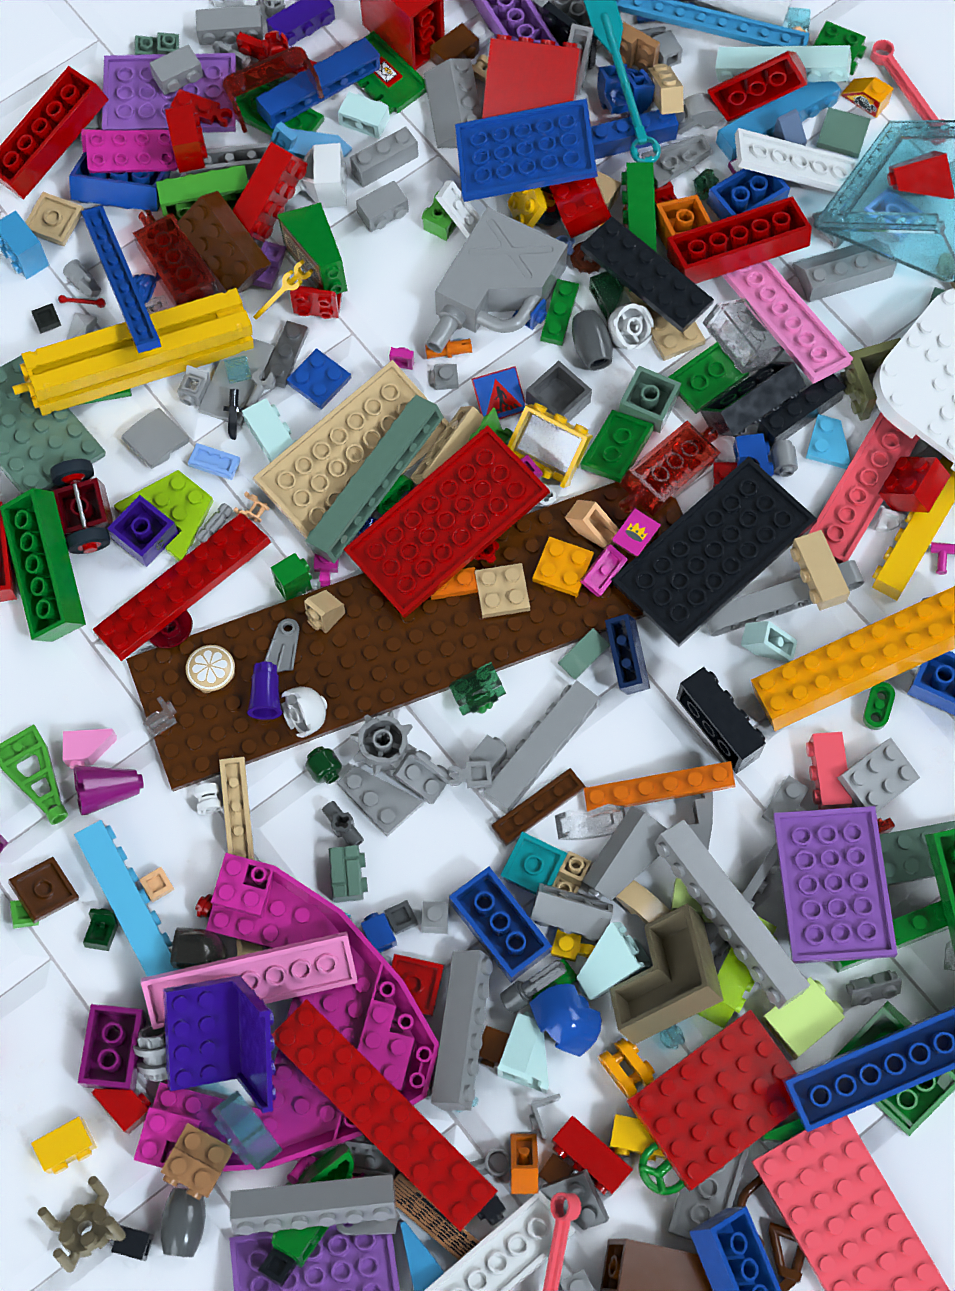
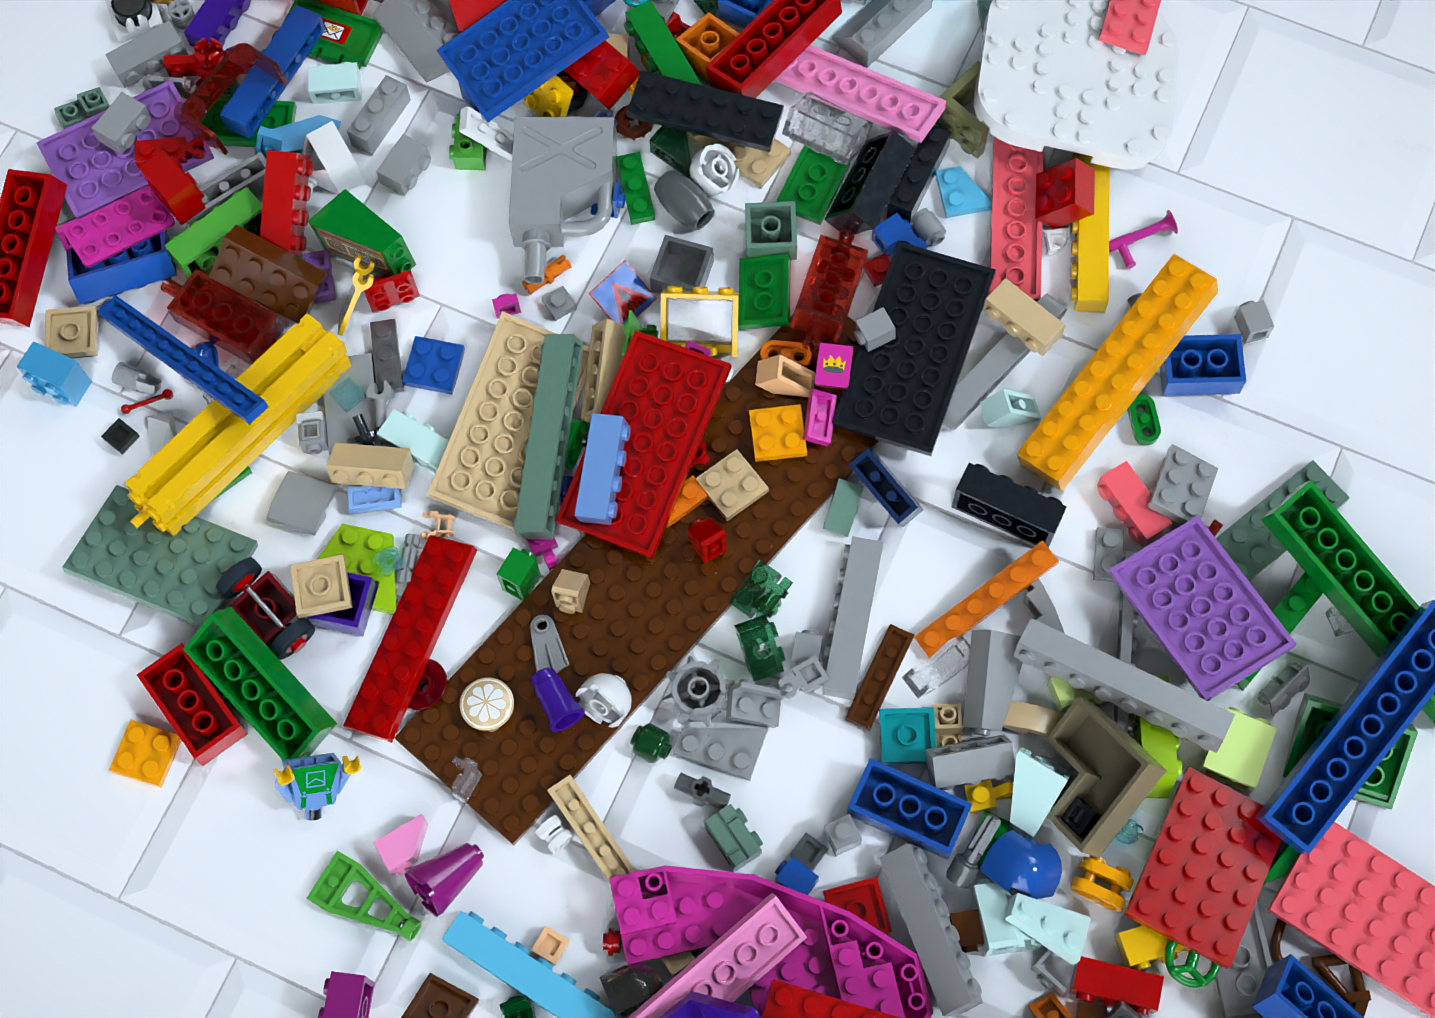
camera: 25 degrees left, 0 degrees up
(43, 660) = (314, 781): none -> torso
(130, 509) = (321, 586): none -> tan plate
(195, 511) = (386, 554): none -> clear light blue plate
(223, 434) = (370, 465): none -> tan brick
(400, 524) = (602, 468): none -> medium blue brick
(445, 745) = (753, 634): none -> clear green brick
(456, 624) = (707, 539): none -> red slope
(561, 1077) = (1050, 925): none -> light aqua wing
(607, 503) = (786, 349): none -> orange plate
(636, 1002) = (1080, 817): none -> black plate
(686, 520) = (874, 329): none -> light grey brick

